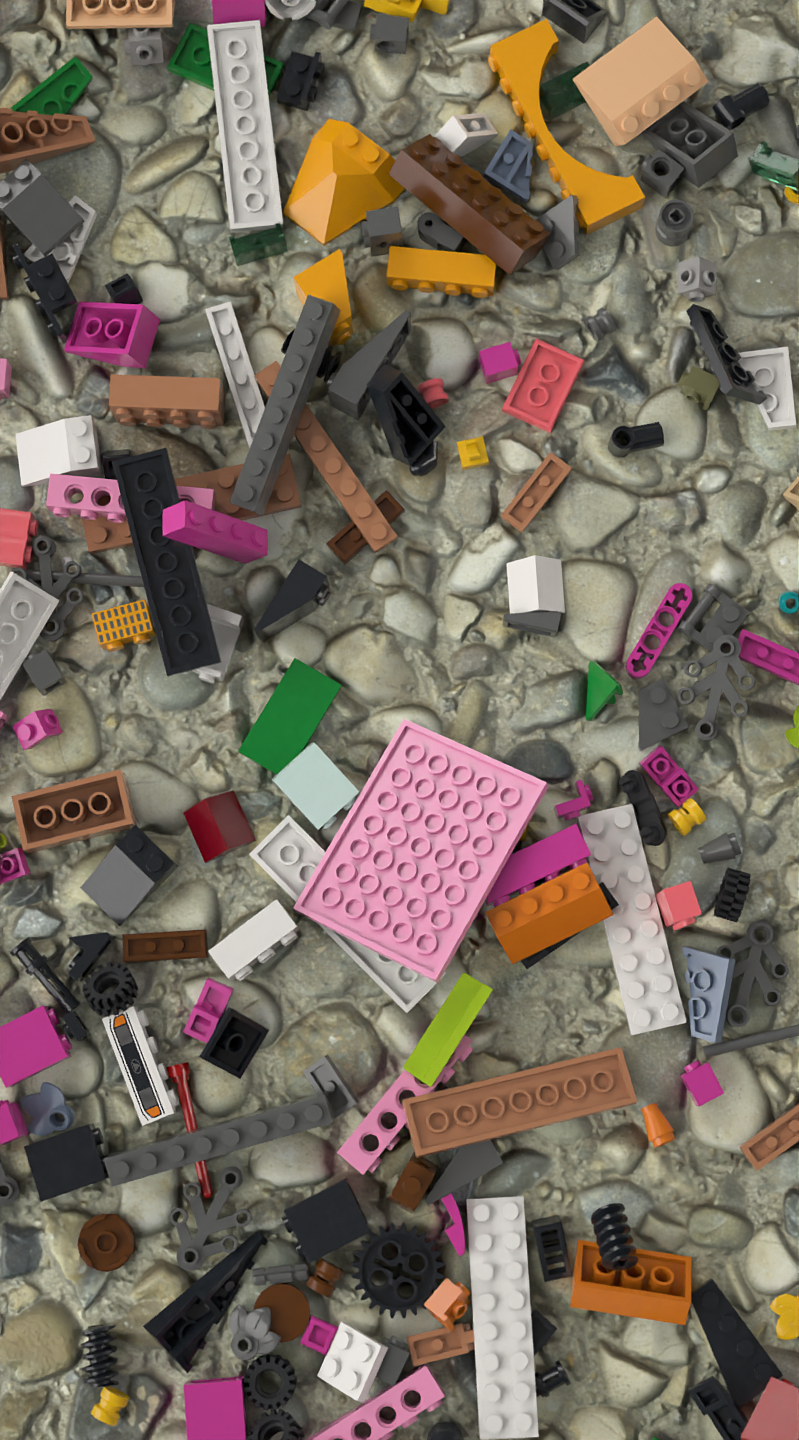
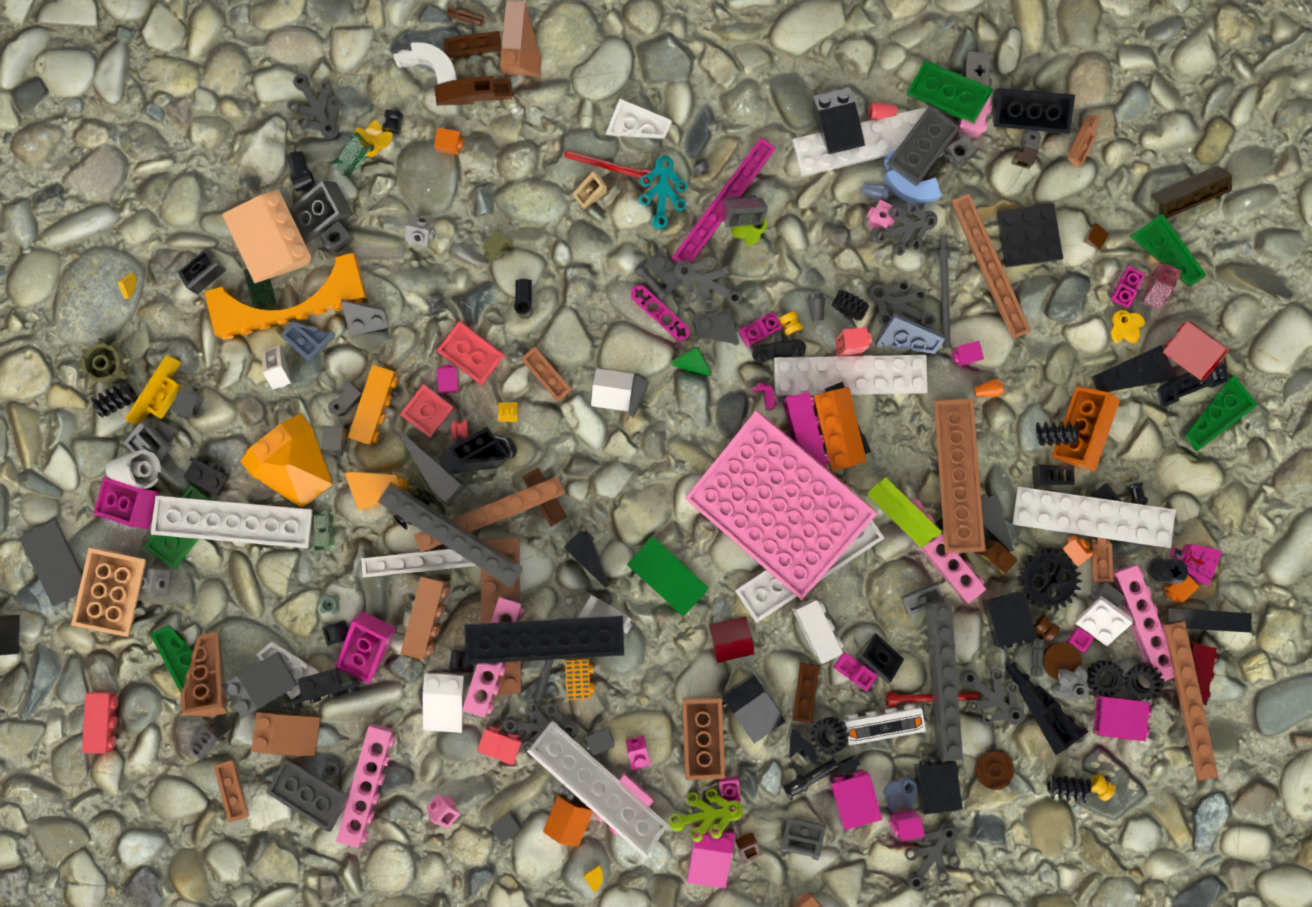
camera: 90 degrees left, 5 degrees up
(160, 268) = (325, 599): none -> sand green plate
(215, 532) = (531, 602): dark pink brick -> none
(316, 786) = (720, 568): light aqua brick -> none
(449, 344) = (427, 411): none -> coral plate
(455, 1230) = (1030, 535): dark pink slope -> none
(469, 203) = (329, 375): reddish brown brick -> none
(674, 222) = (375, 236): dark grey wheel -> none
(723, 357) = (497, 222): black wing -> none
(773, 377) = (505, 198): white wing -> none

